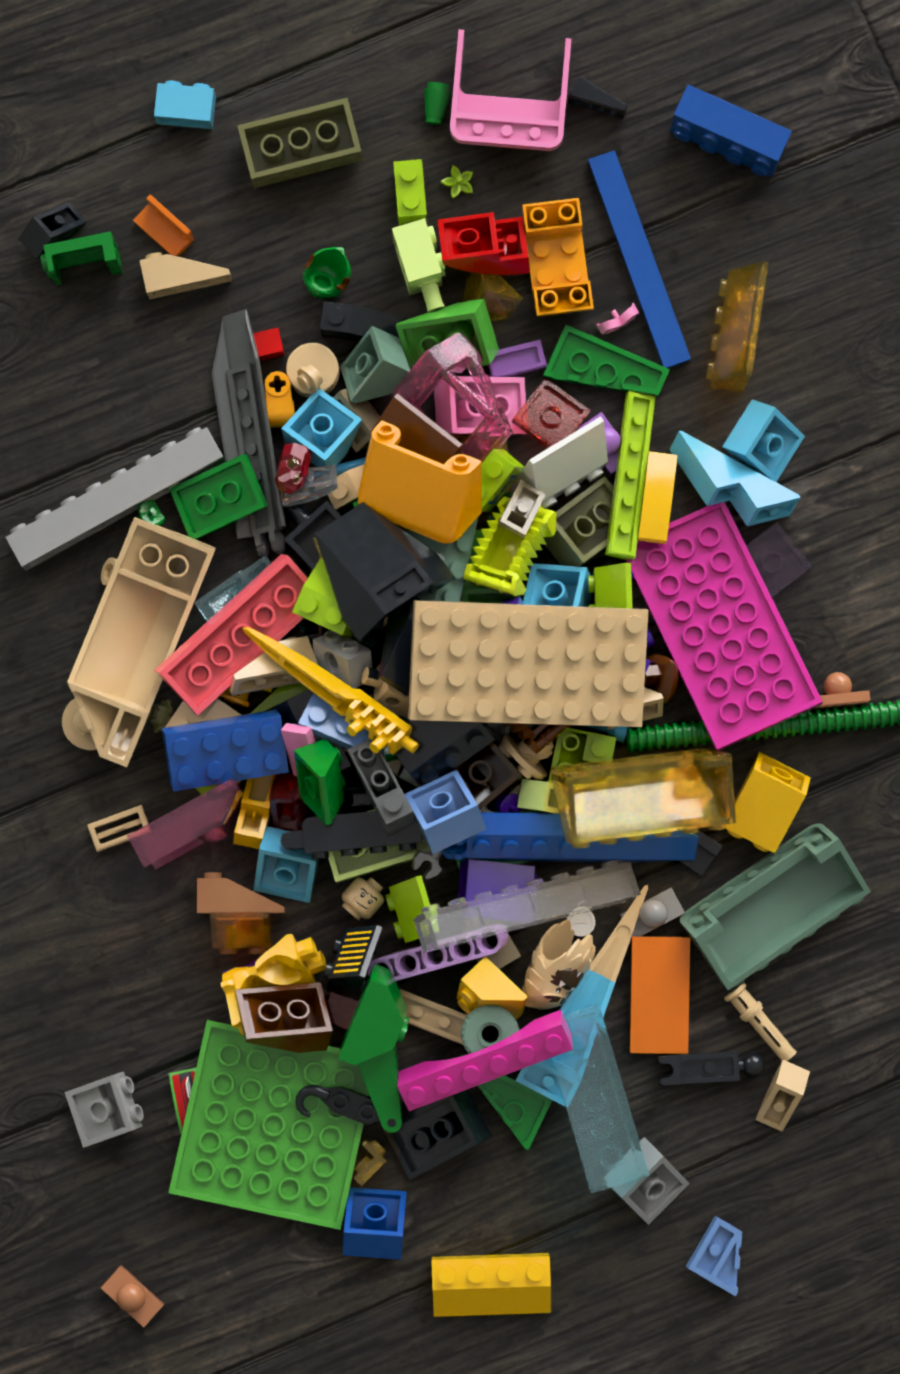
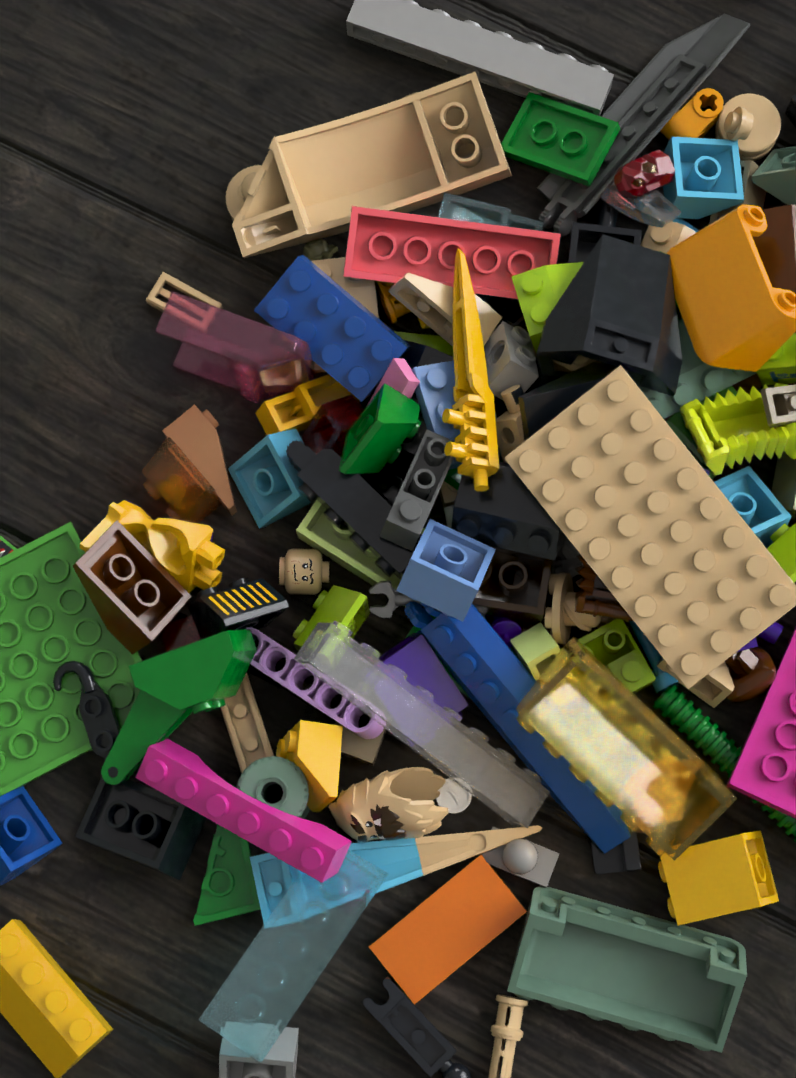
camera: 50 degrees right, 5 degrees down
(150, 512) = (494, 94): green piece -> none
(268, 344) = (735, 71): red slope -> none
(368, 1167) = (54, 786): clear yellow bracket -> none

